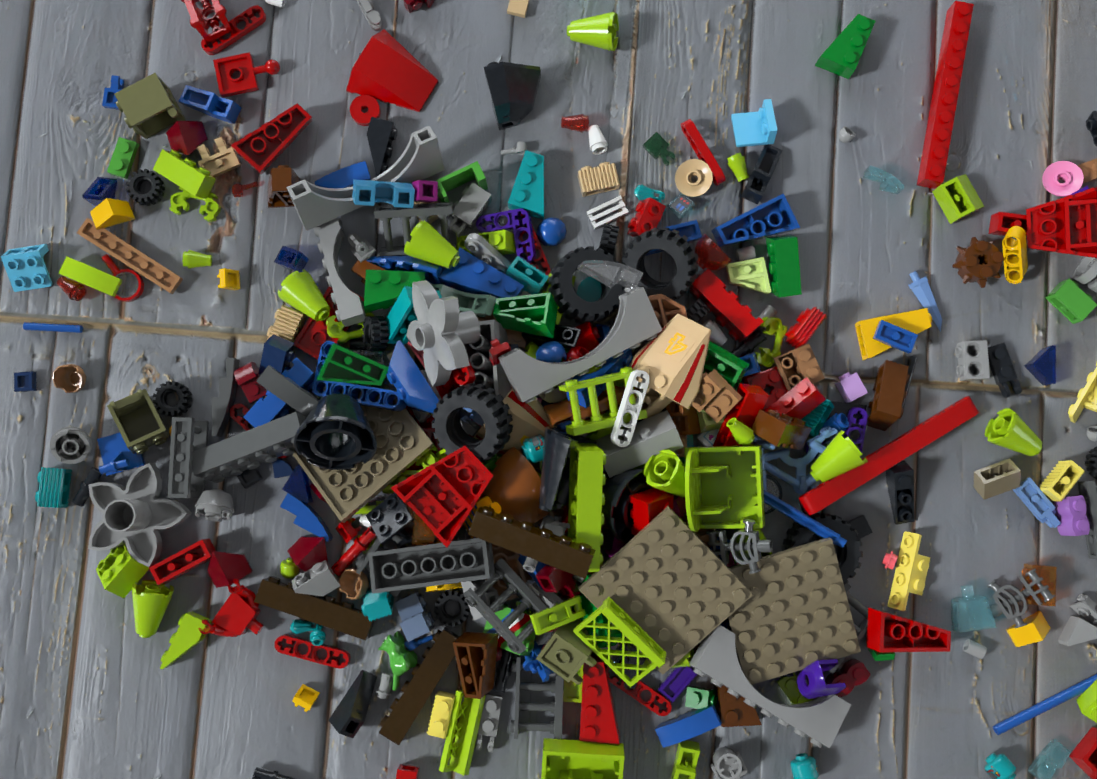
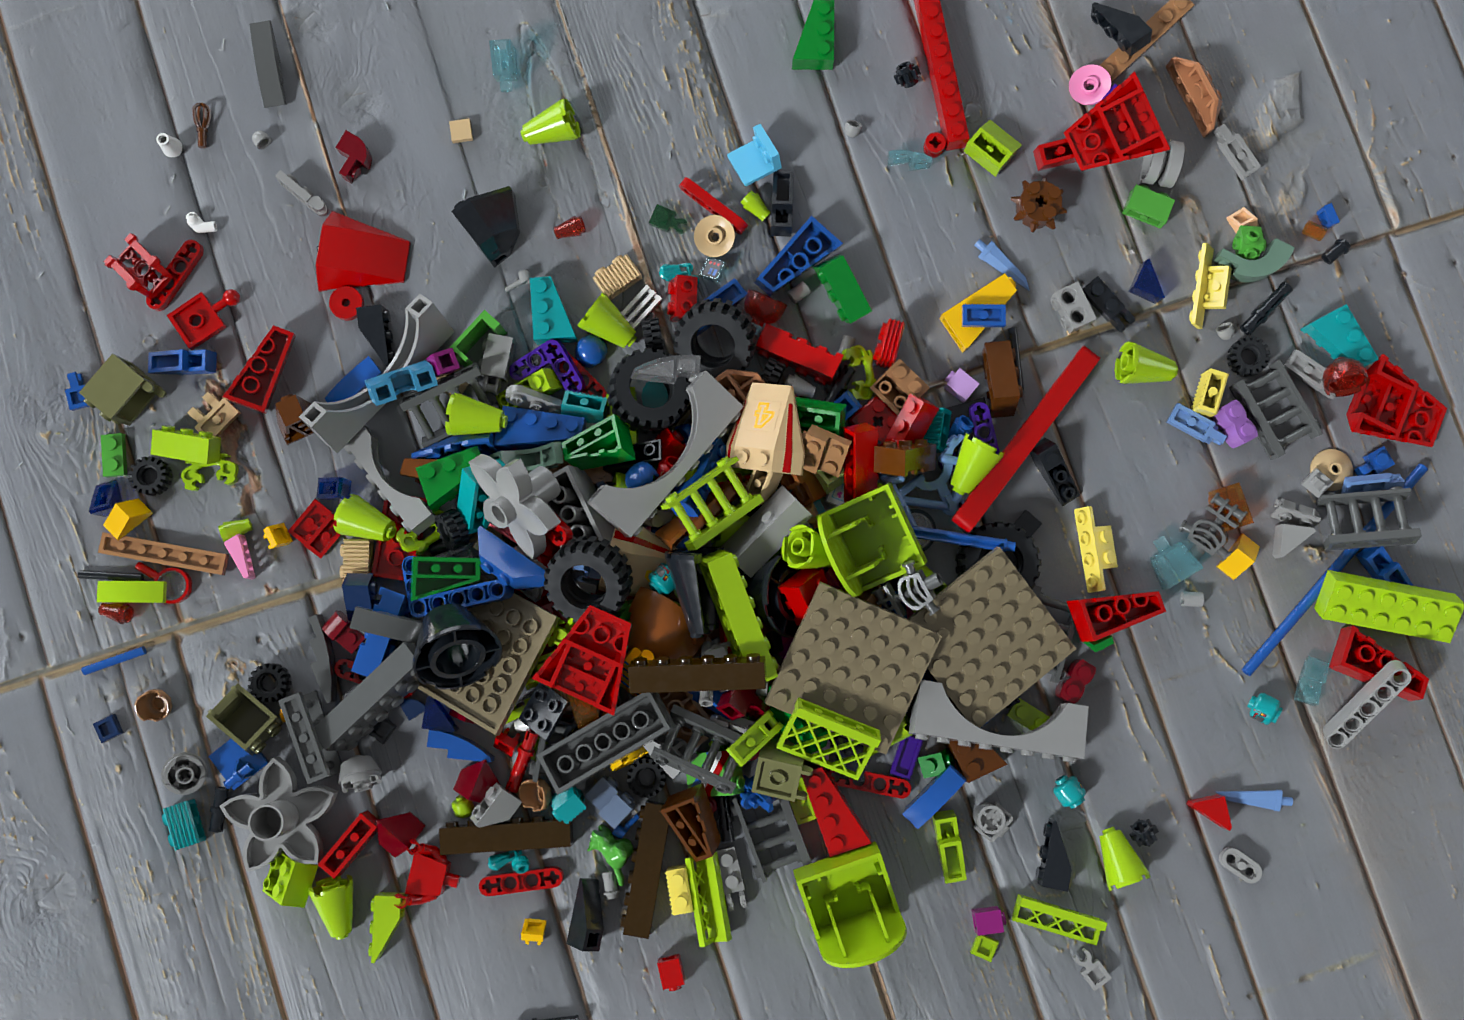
camera: 15 degrees left, 0 degrees up
(27, 267) = (61, 609): medium azure bracket -> none
(79, 256) = (103, 575): none -> black bar
(186, 136) = (171, 405): dark red slope -> none
(192, 281) = (239, 551): none -> bright pink slope
(237, 189) = (248, 438): clear red hand -> none
(263, 286) = (316, 528): none -> red slope
(360, 247) = (401, 447): light grey hinge -> none
(497, 350) = (583, 495): red tile -> none
(575, 214) = (608, 323): none -> lime cone
(596, 140) = (600, 238): white cone -> none
(627, 407) = (745, 498): white beam -> none
(741, 433) = (865, 477): lime cone -> none
(750, 275) = (812, 312): yellowish green wing -> none
(817, 684) = (1045, 702): dark purple piece -> none
(890, 560) = (1070, 545): coral plate -> none
(906, 178) = (934, 150): none -> red wheel
(910, 108) = (907, 74): none -> black gear
(997, 479) = (1145, 418): dark tan brick -> none
(1018, 247) = (1071, 182): yellow beam -> none

